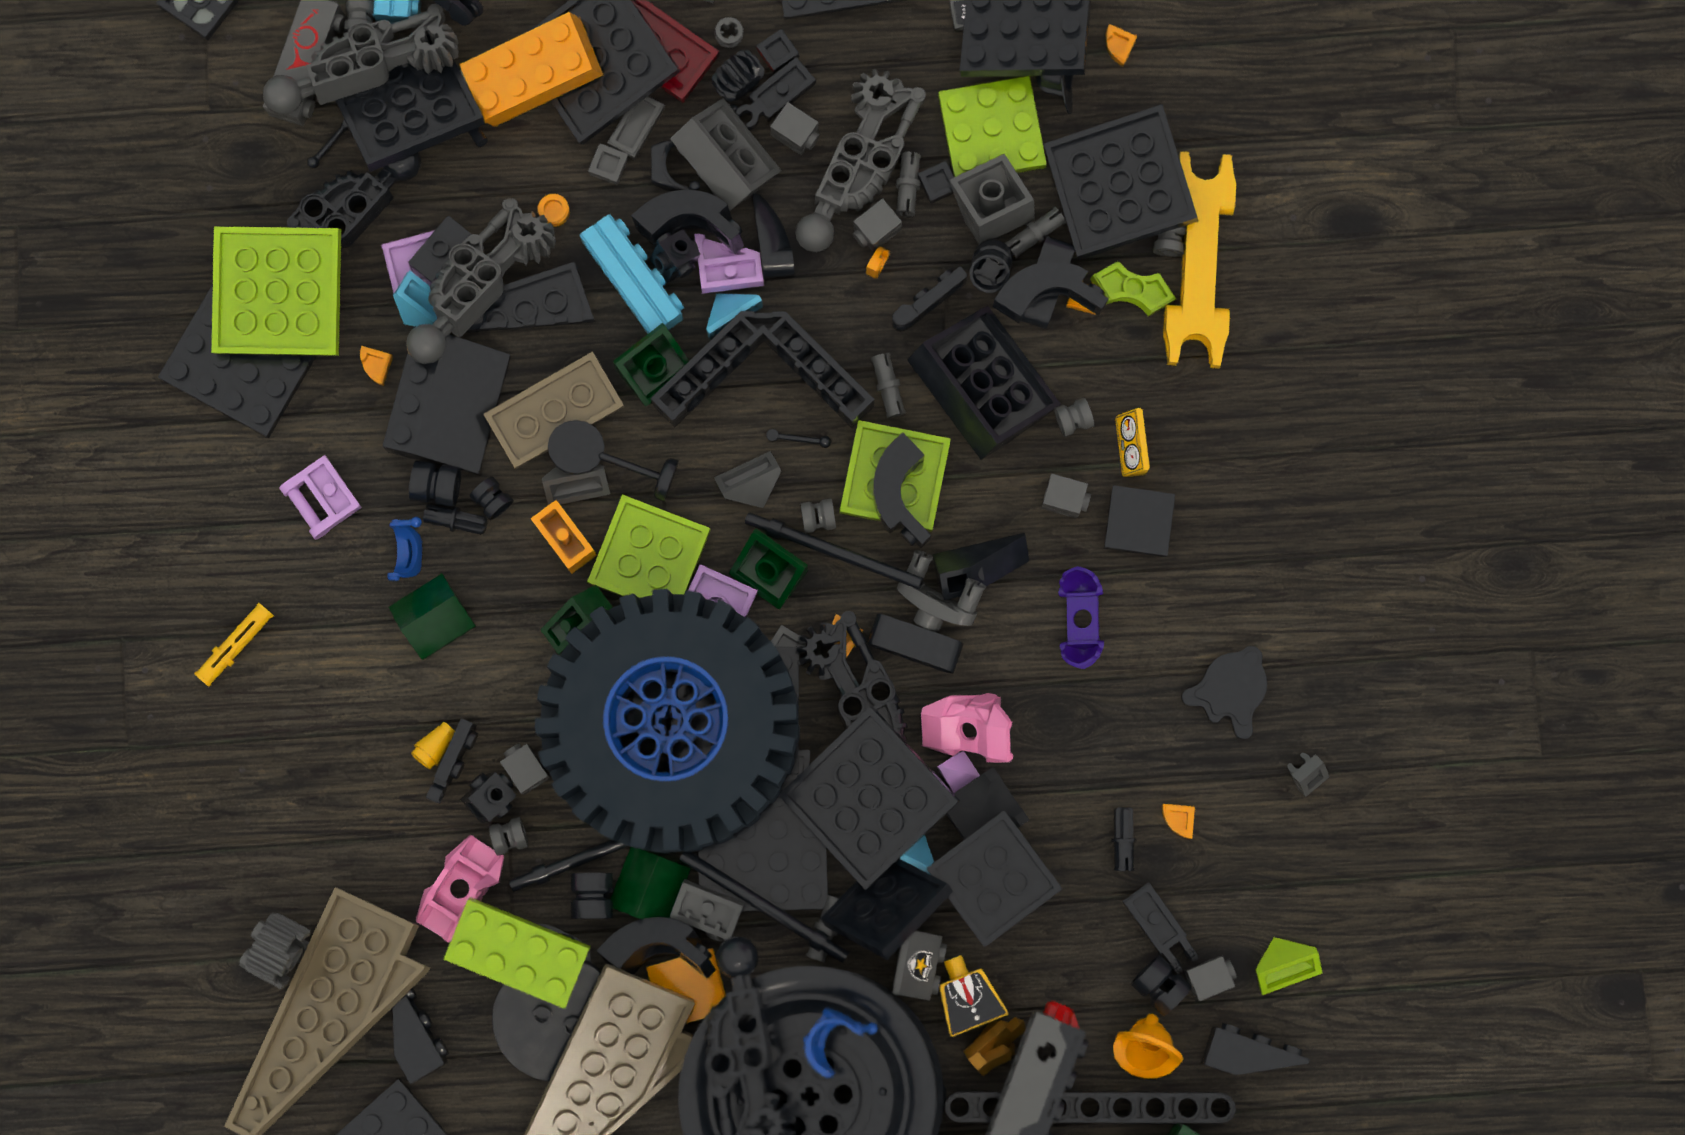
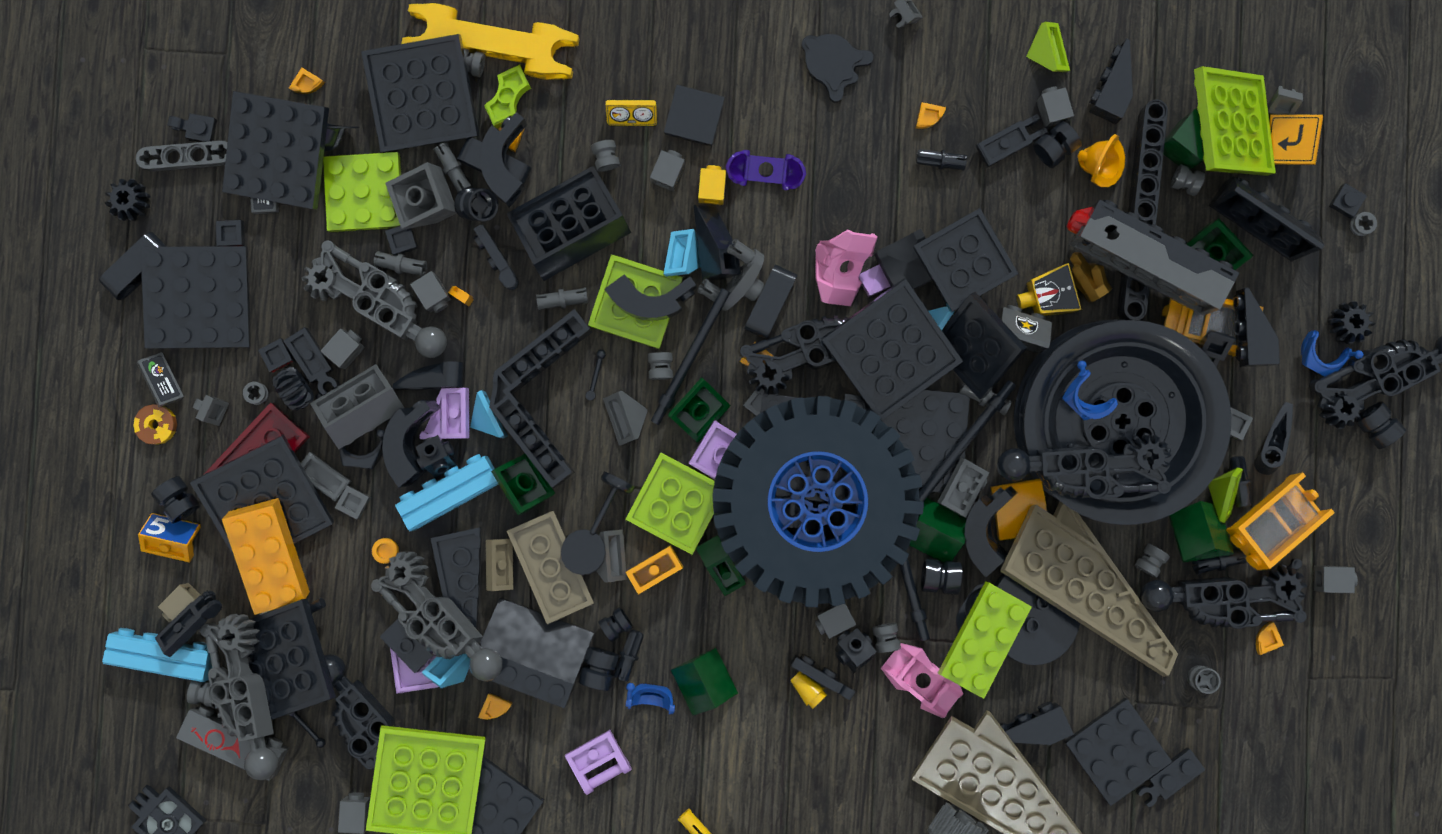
camera: 80 degrees left, 5 degrees up
(231, 210) = (353, 813): none -> dark grey brick
(550, 348) = (499, 565): none -> dark tan plate
(962, 526) = (682, 253): none -> medium azure slope
(1053, 553) = (712, 185): none -> yellow brick

